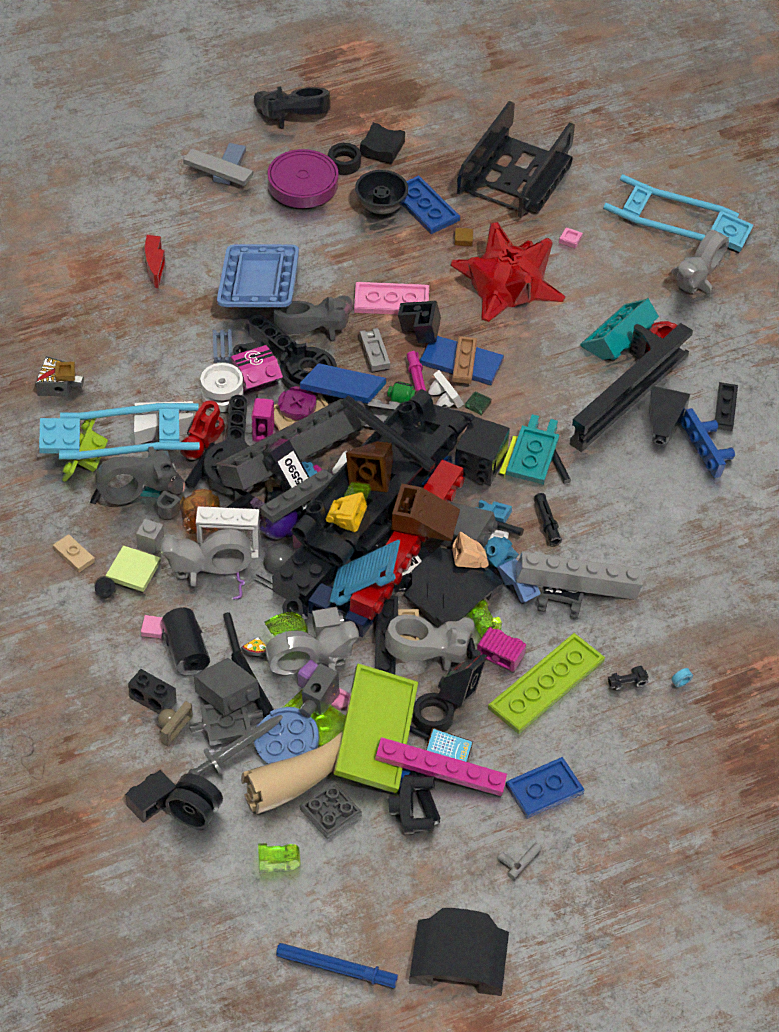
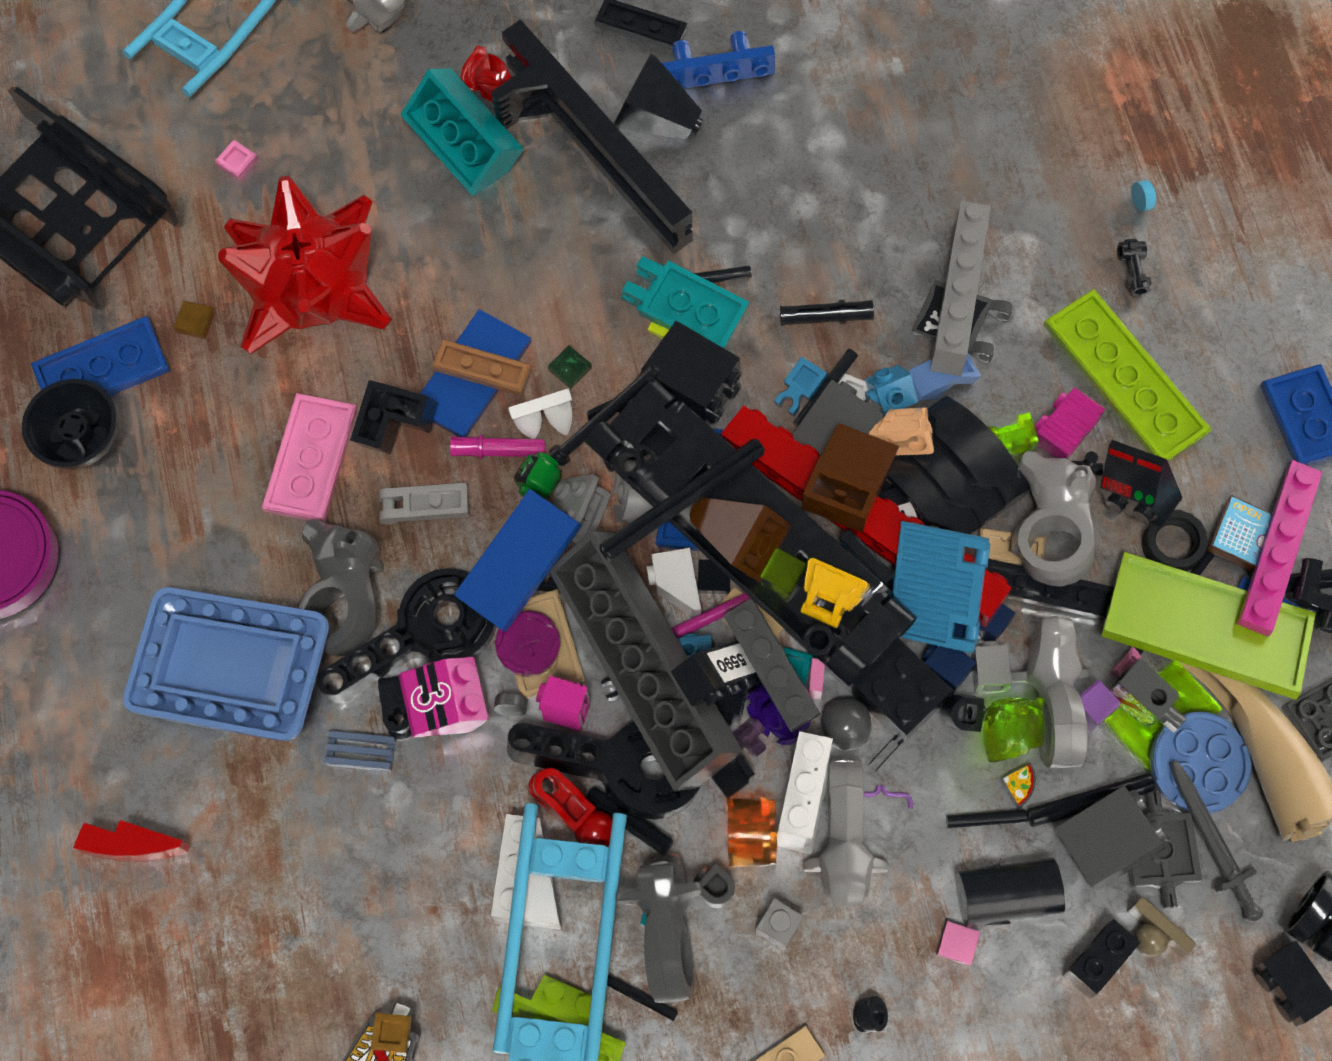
camera: 75 degrees left, 20 degrees up
(133, 568) = (839, 962): yellowish green tile -> none
(220, 383) = (477, 781): white wheel -> none

